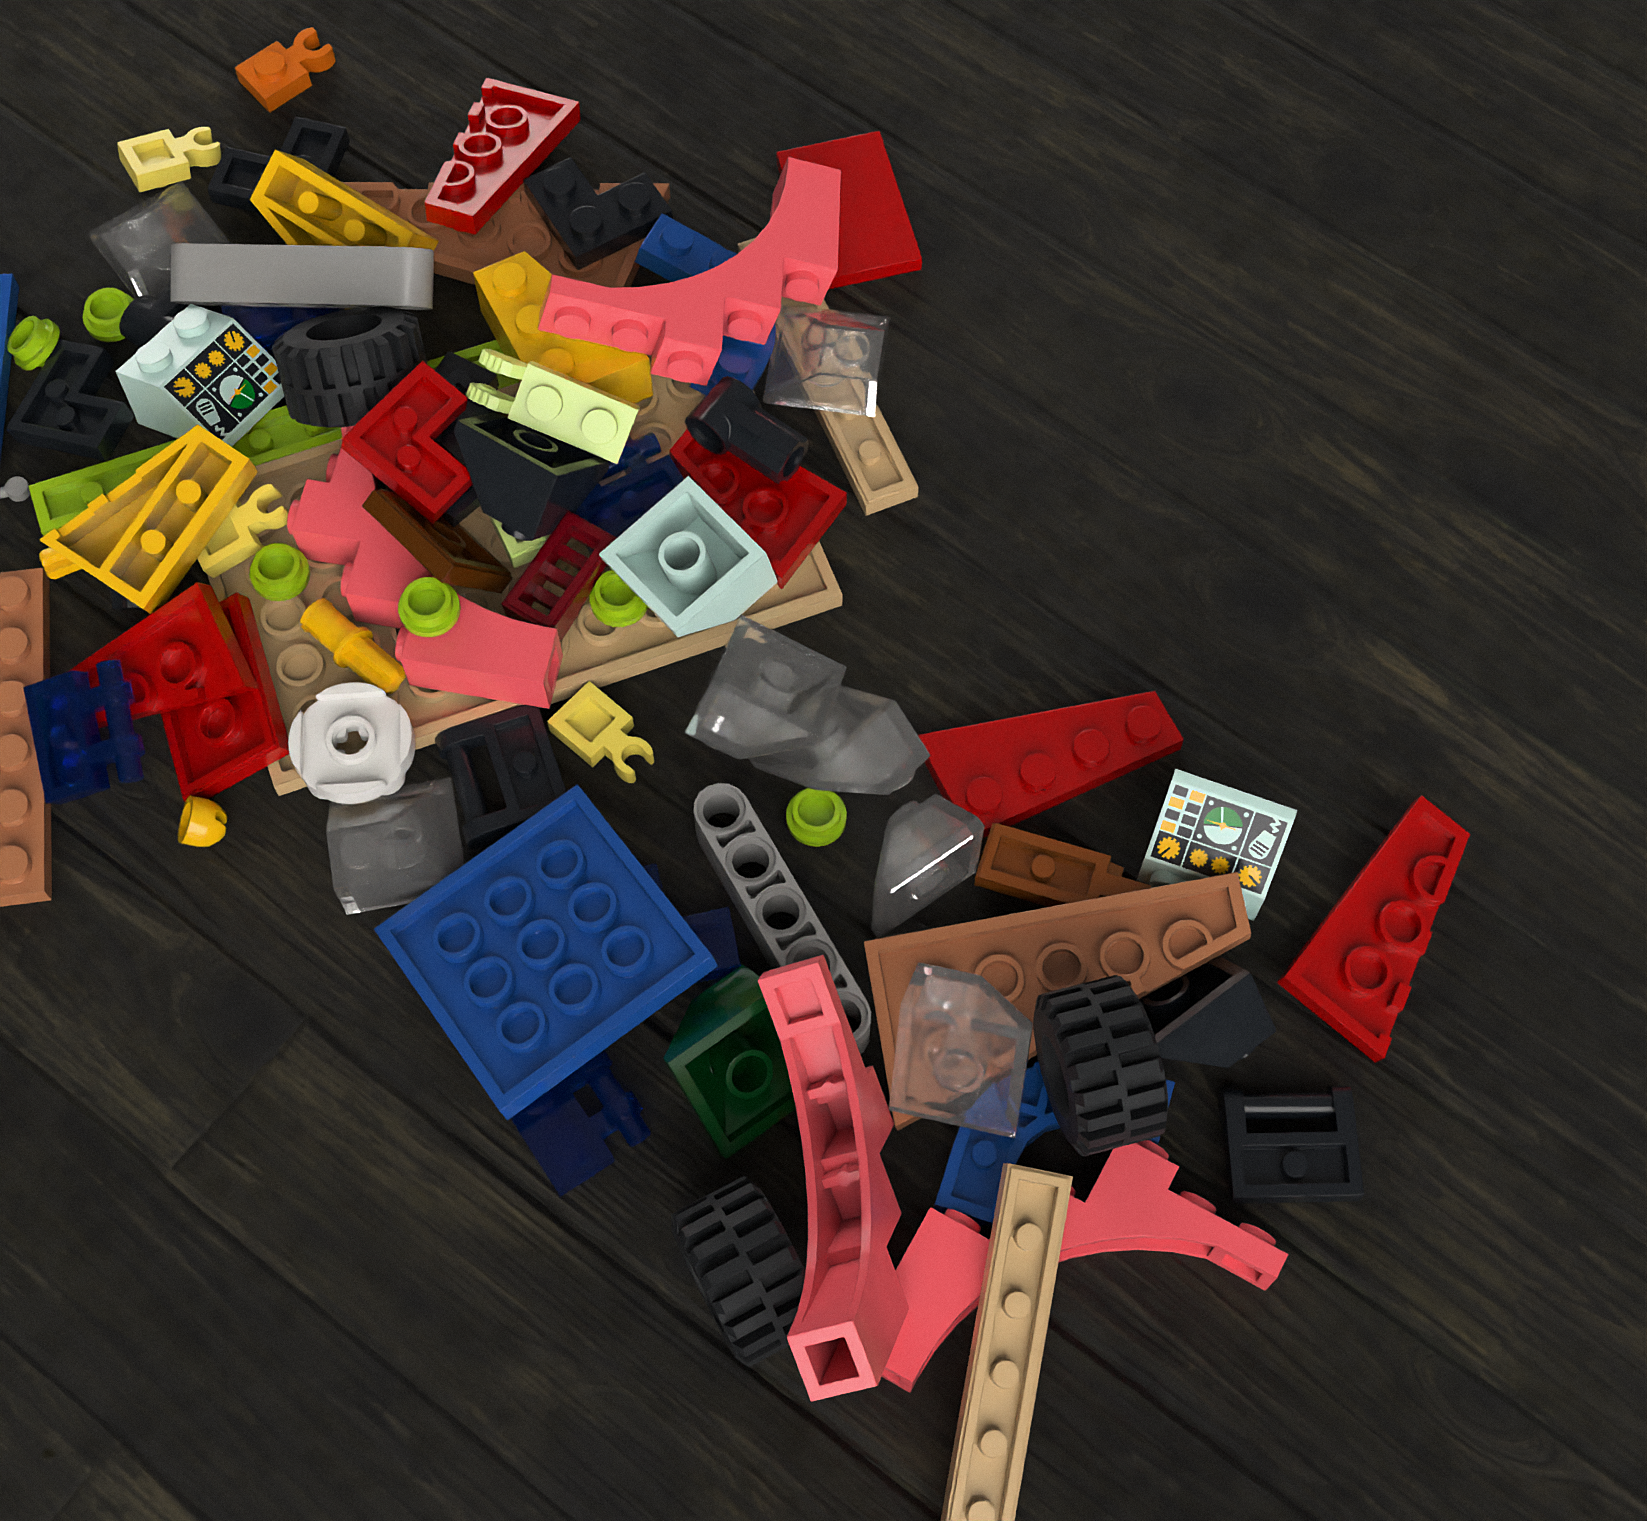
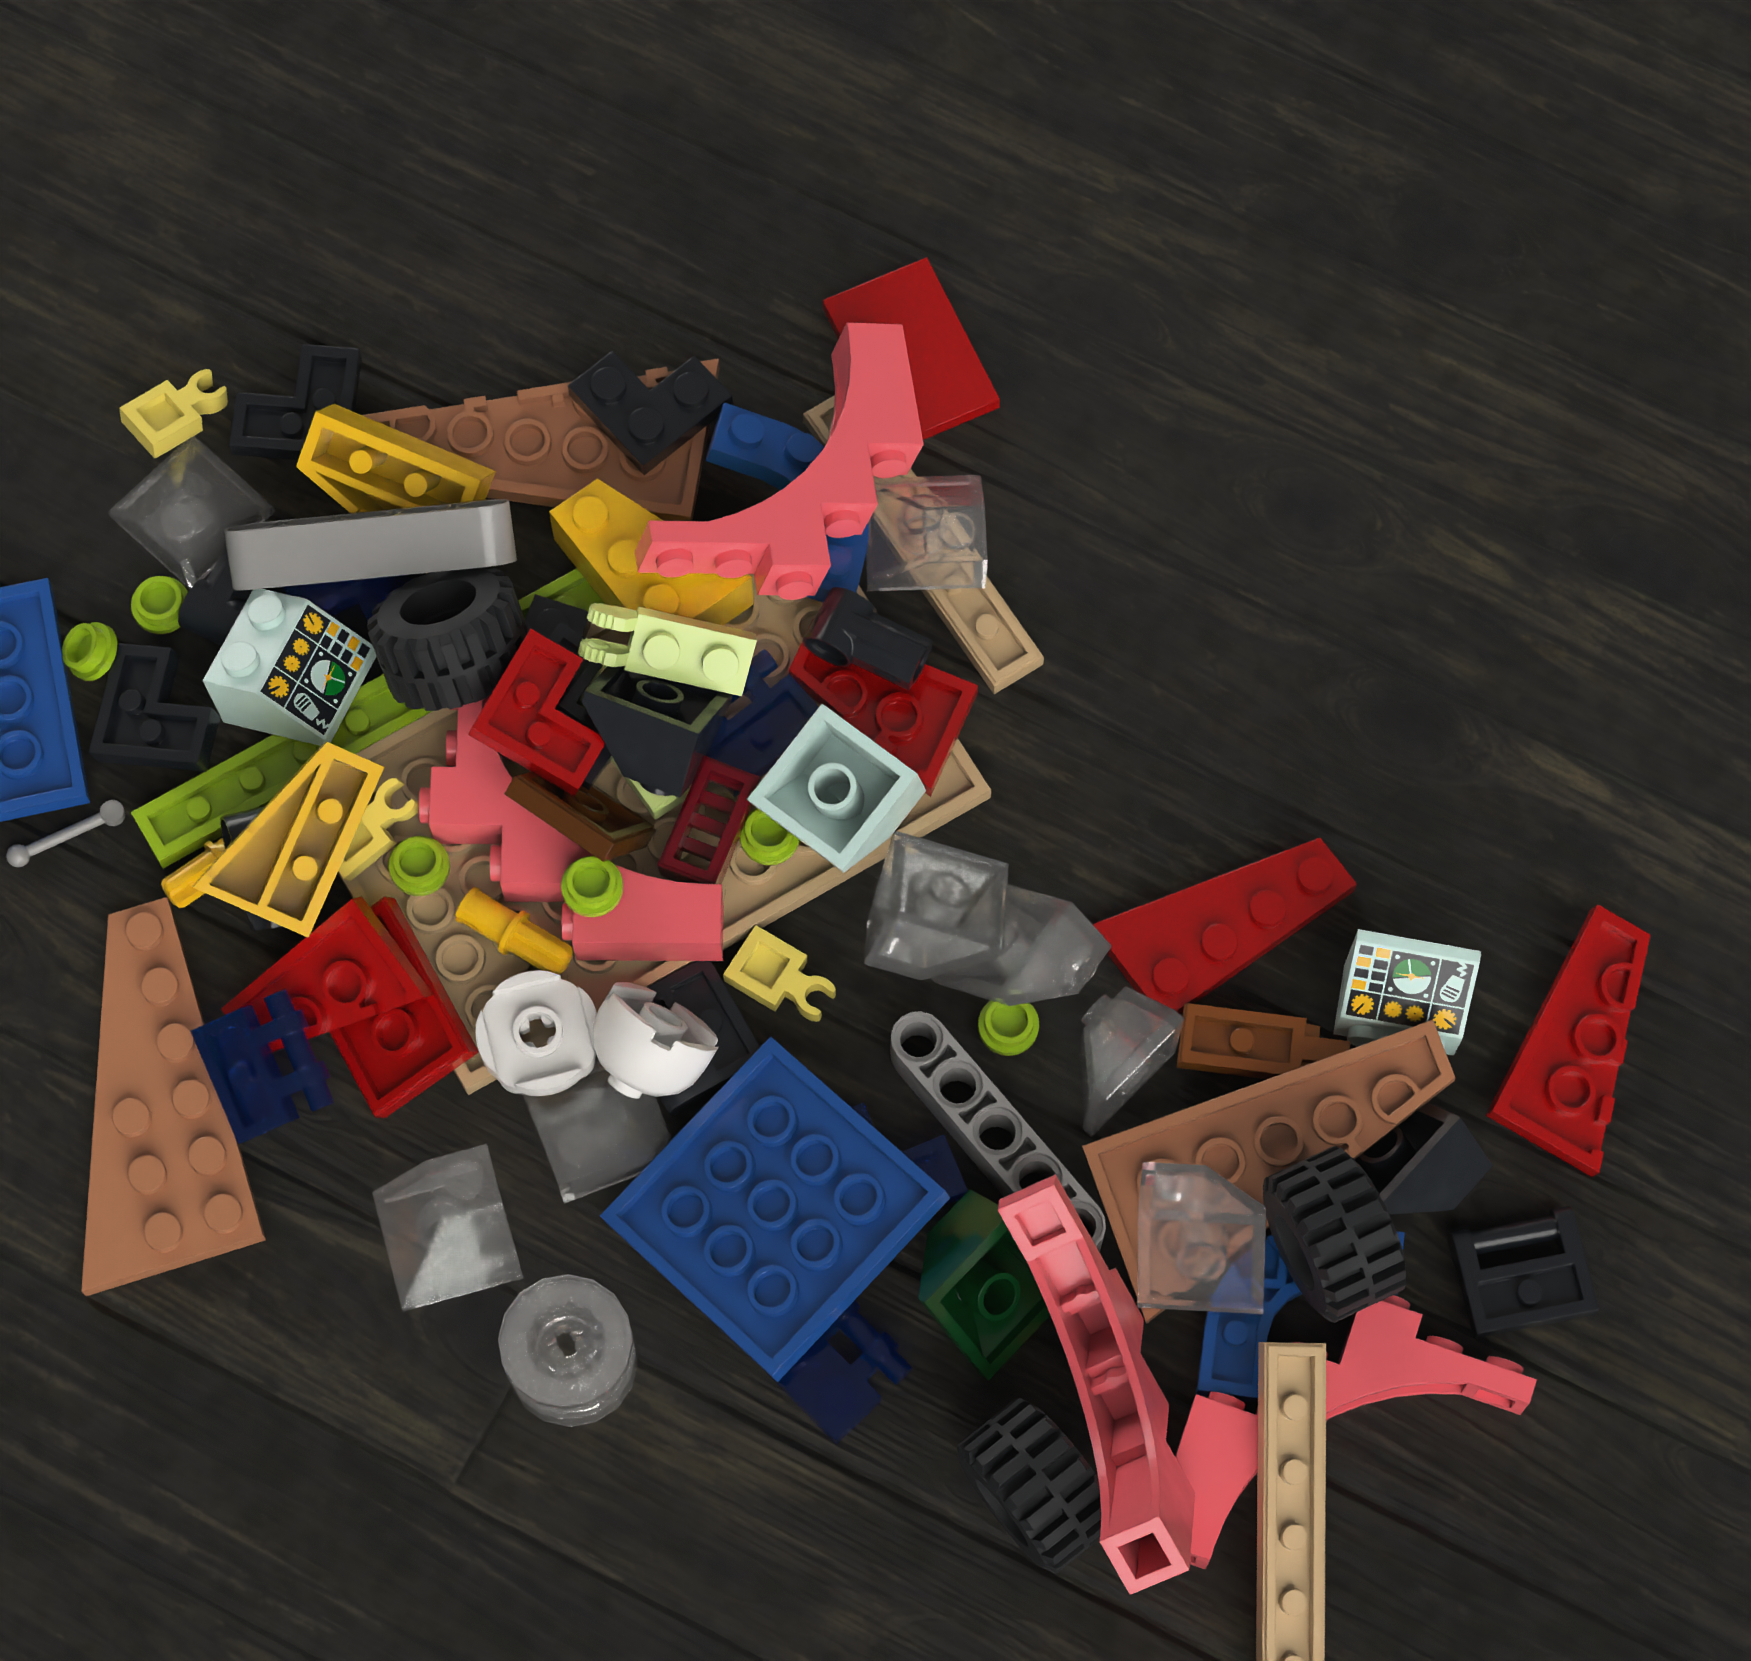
camera: 10 degrees left, 5 degrees up
(201, 822) = (398, 1137): yellow hinge -> none
(226, 916) = (447, 1229): none -> clear slope
(282, 73) = (267, 291): orange plate -> none
(338, 1062) = (573, 1387): none -> clear wheel
(454, 769) = (649, 1045): none -> white cylinder
(501, 147) = (531, 353): red wing -> none

